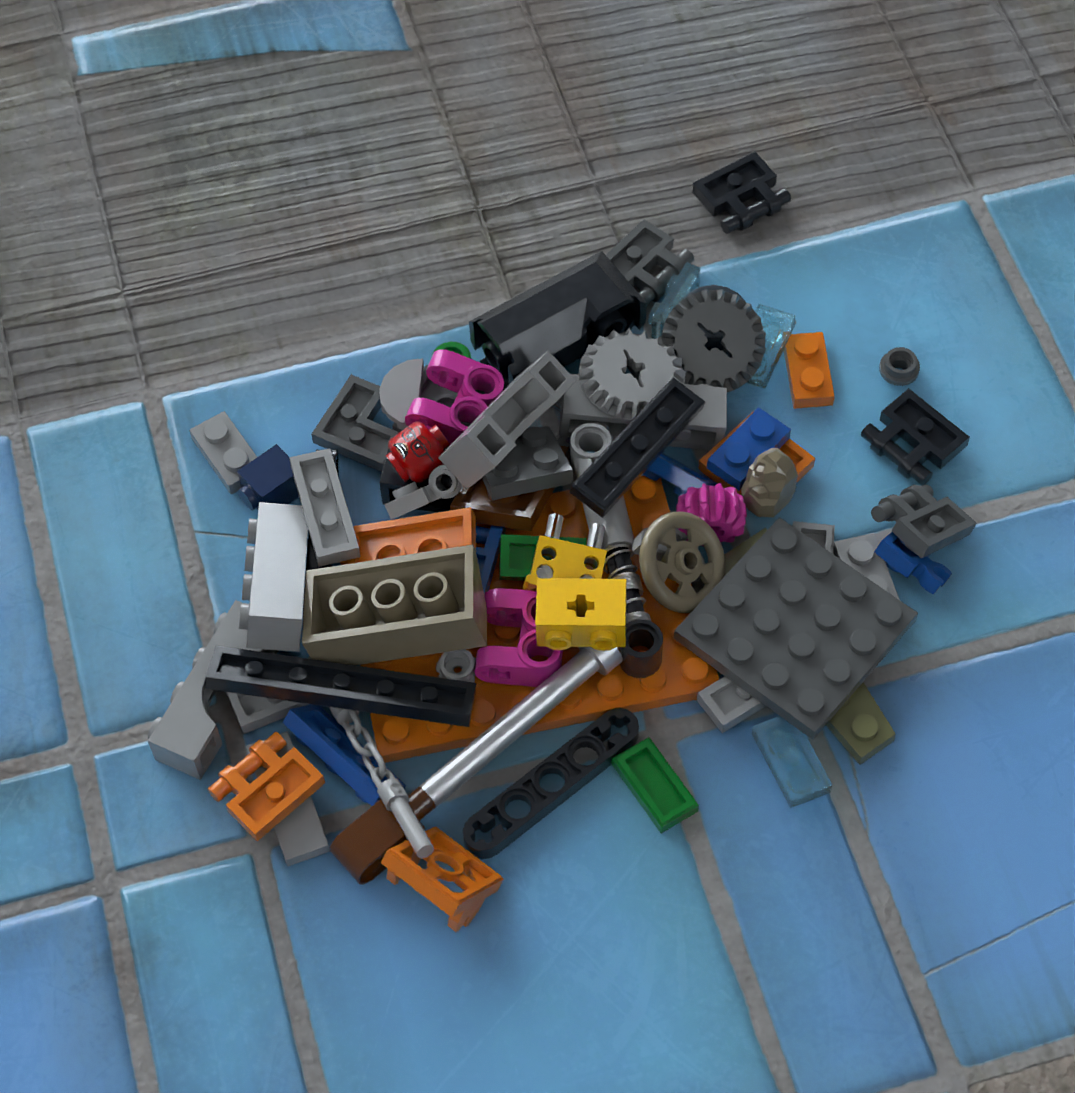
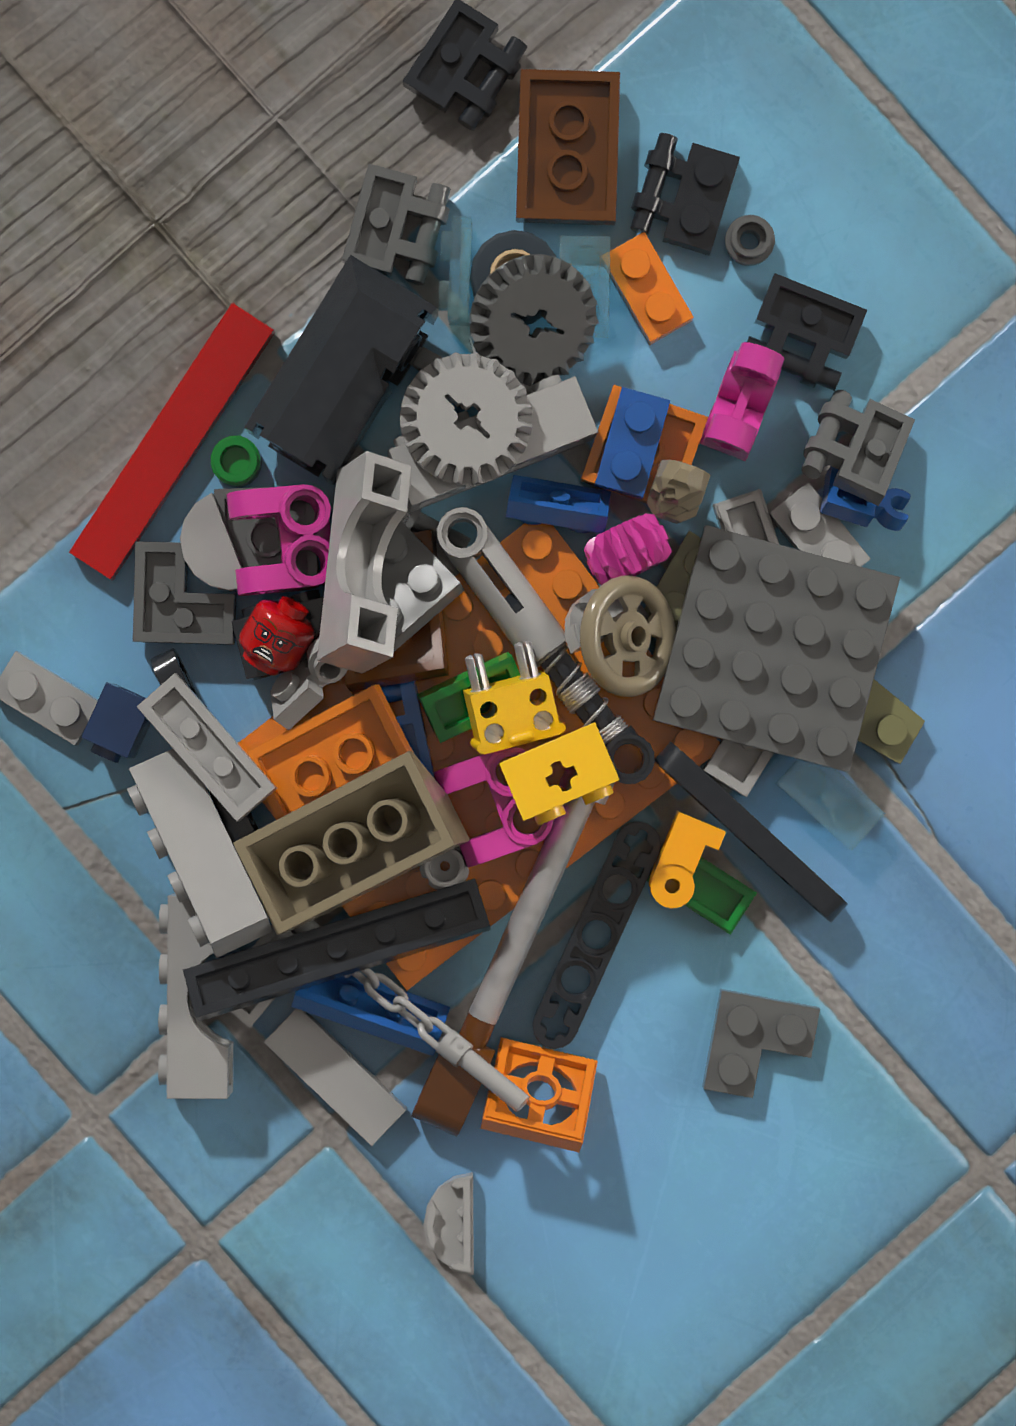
camera: 25 degrees left, 30 degrees up
(271, 795) = (326, 1090): orange plate -> none
(316, 954) = (451, 1223): none -> light grey tile
(409, 333) = (172, 441): none -> red tile
(637, 447) = (521, 522): black tile -> none
(639, 908) = (745, 1027): none -> dark grey plate
(648, 741) = (672, 873): none -> light orange leg
(715, 750) = (750, 832): none -> black beam
(791, 263) = (568, 147): none -> reddish brown plate
(854, 453) = (742, 400): none -> dark pink piece
(872, 332) = (700, 196): none -> black plate

